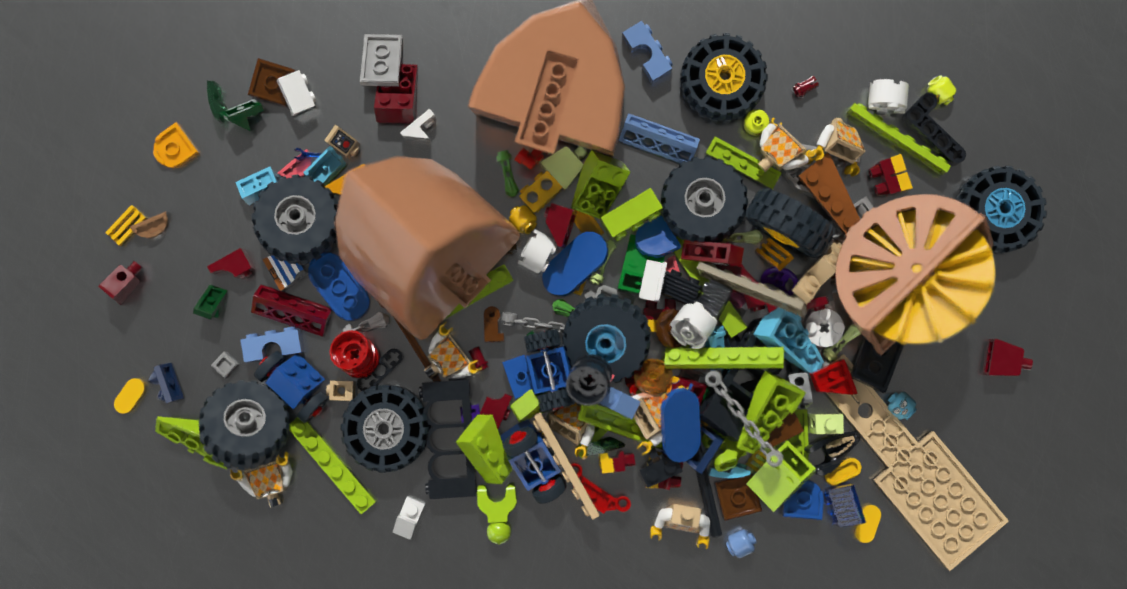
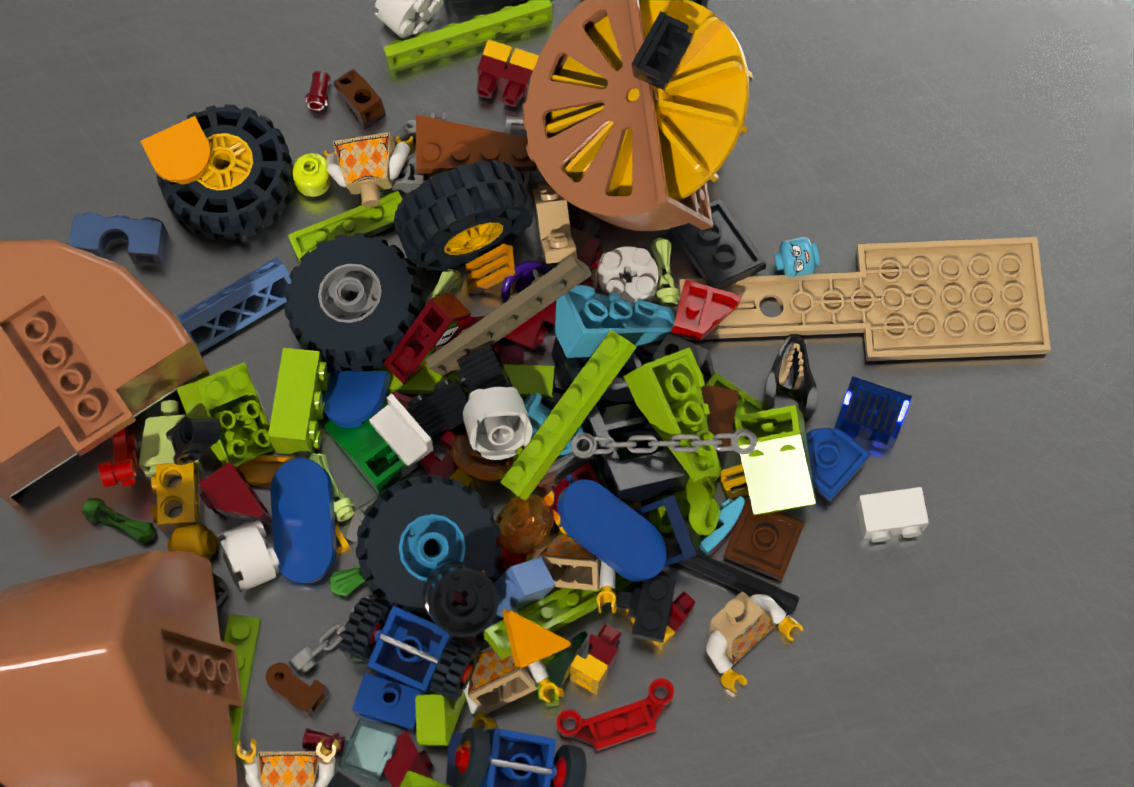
camera: 55 degrees left, 15 degrees down
(490, 384) = (369, 749): none -> clear light blue piece
(569, 473) = (538, 723): tan plate -> none
(572, 180) = (193, 438): none -> black piece
(596, 427) = (530, 641): none -> light orange tile
(713, 49) = (179, 152): none -> light orange tile
(741, 543) = (828, 579): medium blue head -> none
(800, 551) = (892, 514): none -> white brick
(818, 111) = (360, 97): none -> reddish brown leg
(826, 423) = (752, 360): yellowish green torso -> none
(841, 142) = (419, 93): torso -> none
(845, 471) = (830, 384): yellow tile -> none
(866, 531) = (922, 411): yellow tile -> none
(949, 269) = (661, 51): none -> black hinge
(1005, 359) = (831, 102): dark red torso -> none

